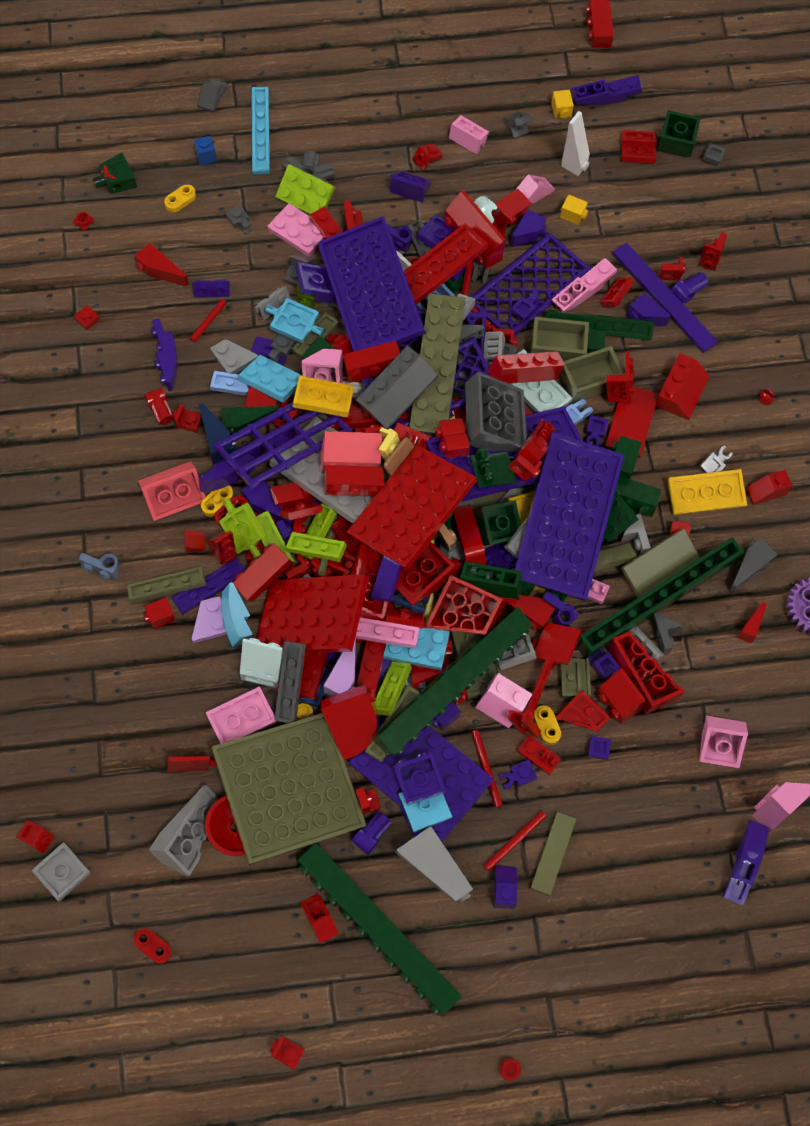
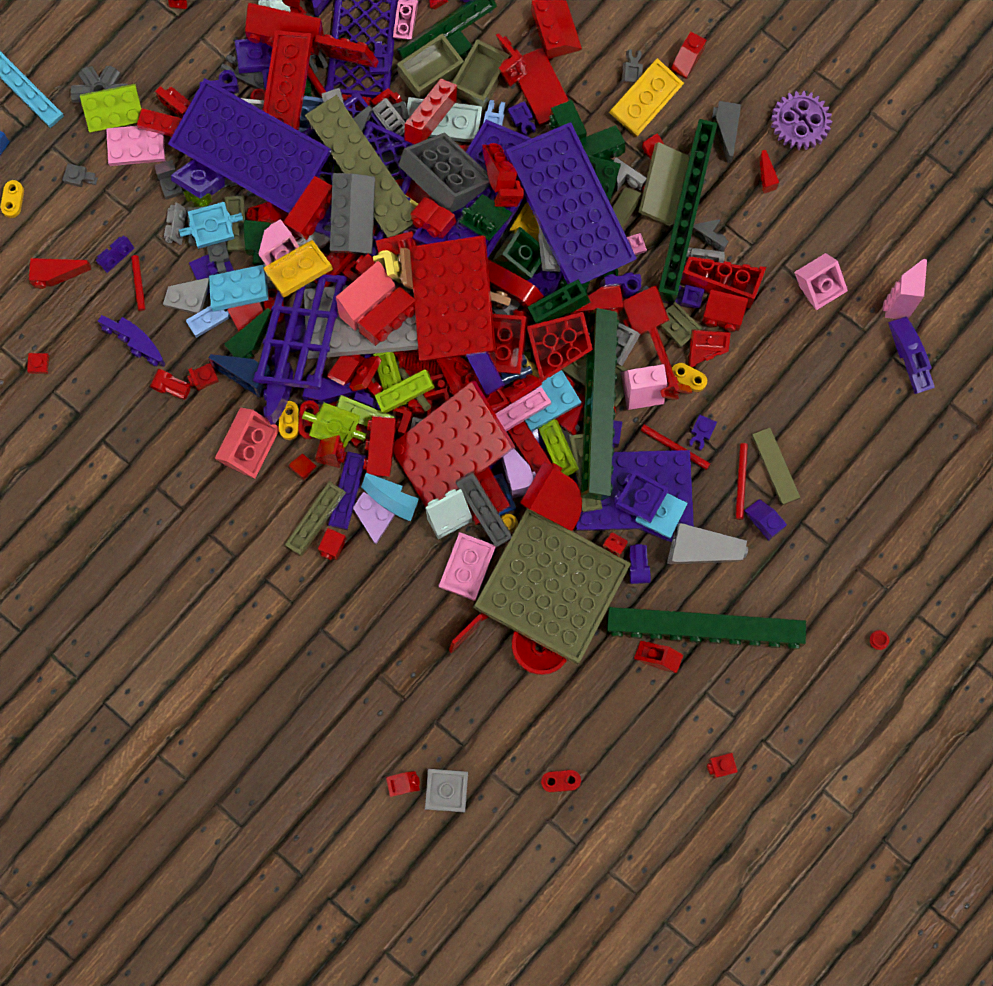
camera: 40 degrees left, 10 degrees up
(99, 566) = (243, 553): sand blue plate -> none
(182, 838) = (509, 691): light grey wedge -> none
(409, 186) = (190, 31): dark purple slope -> none
(506, 280) = (346, 50): none -> red plate
(539, 755) = (702, 404): red plate -> none
(599, 747) = (740, 361): dark purple plate -> none

